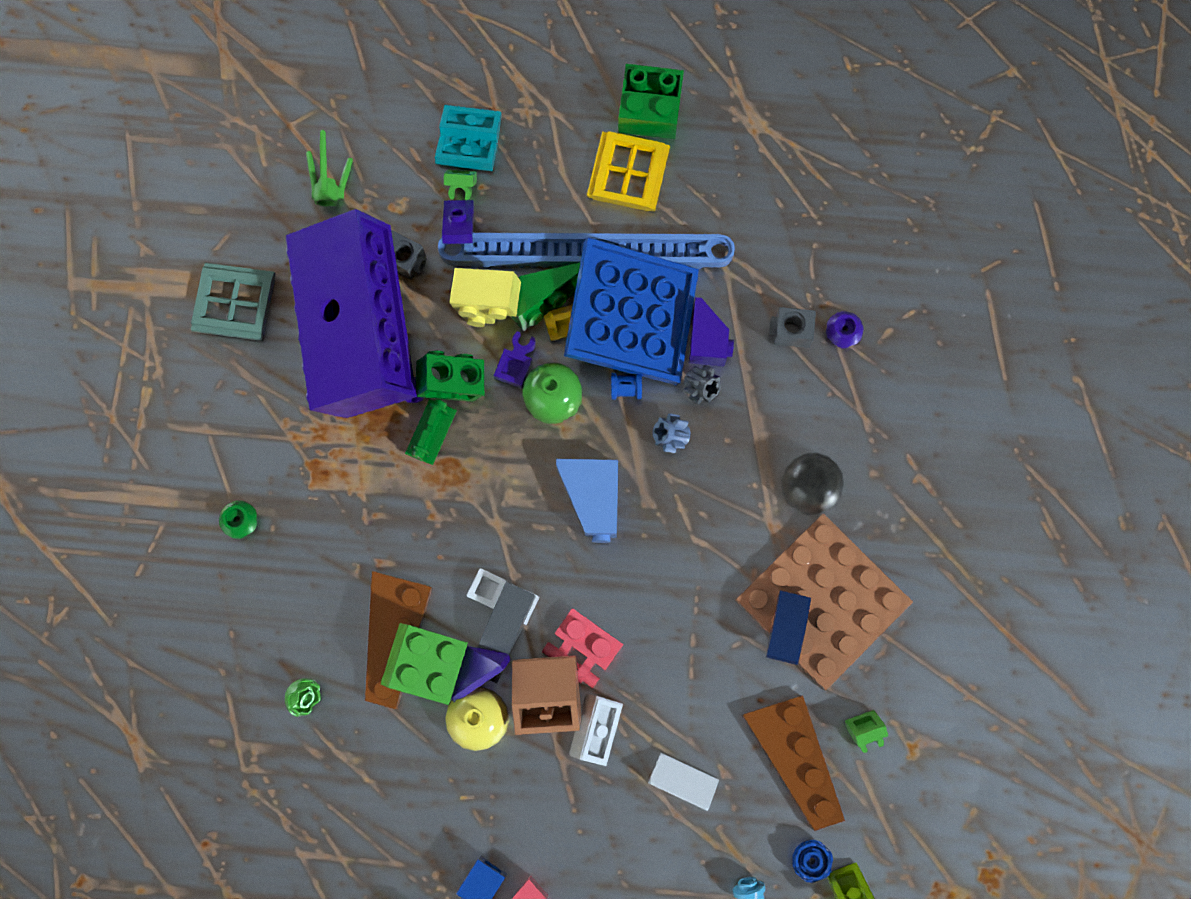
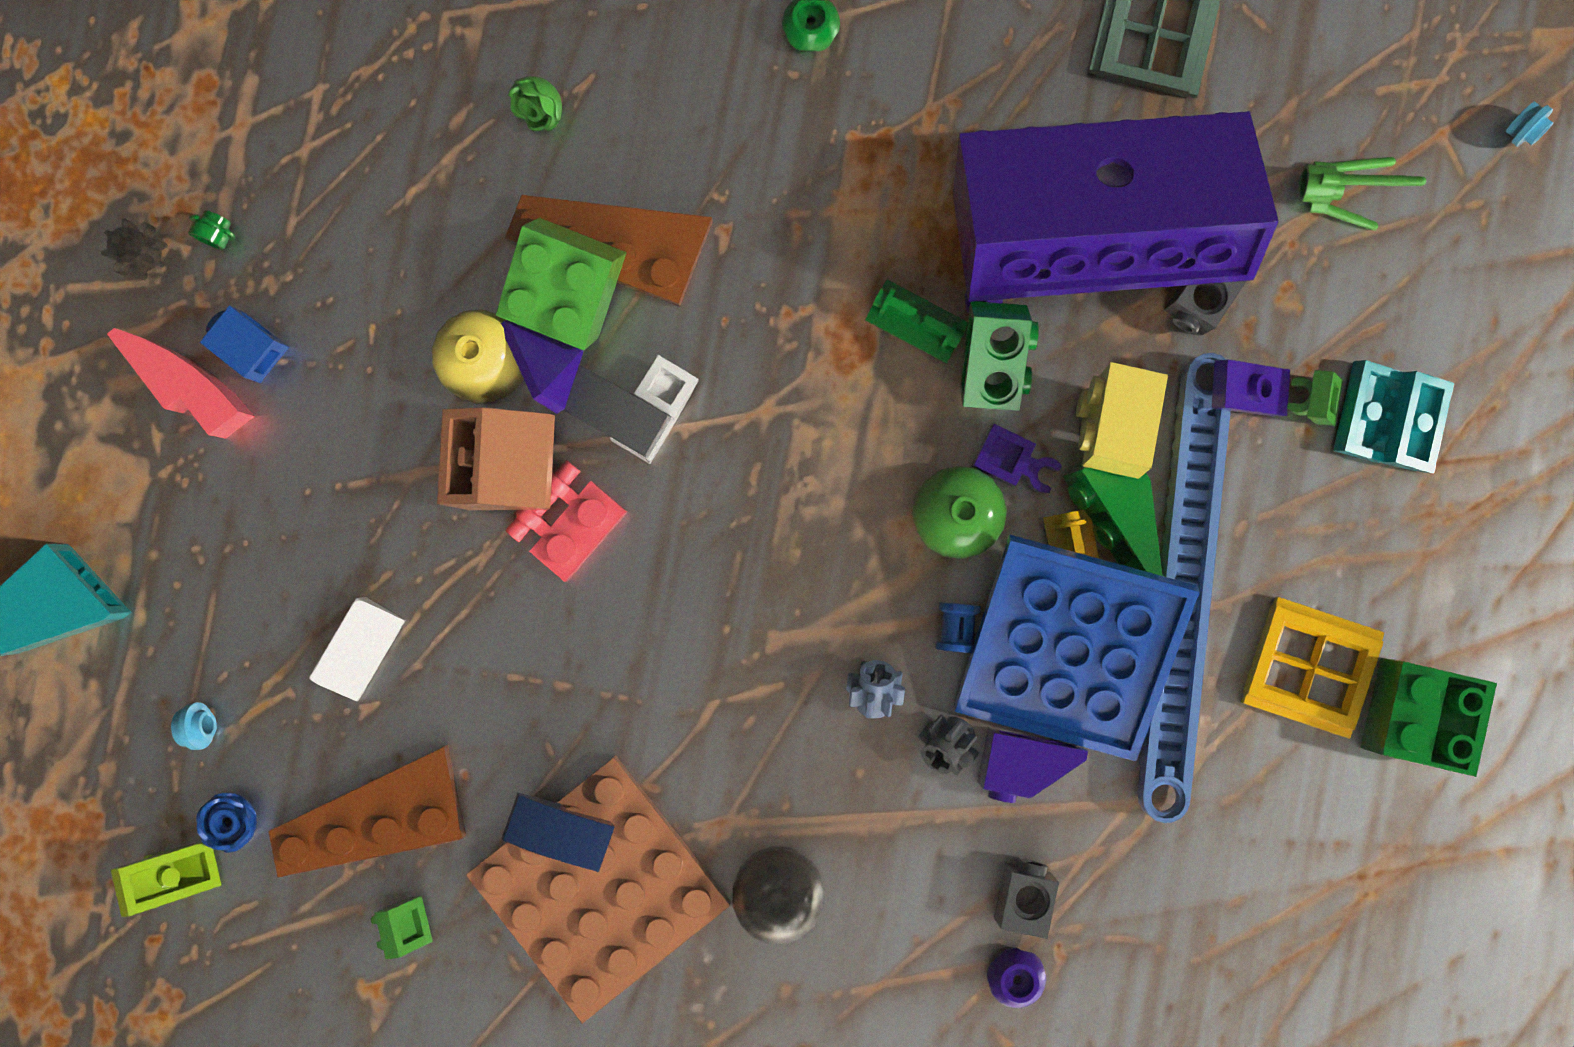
camera: 90 degrees right, 10 degrees up
(282, 74) = (1530, 124): none -> medium azure plate
(593, 494) = (792, 559): medium blue slope -> none
(596, 730) = (445, 530): white slope -> none

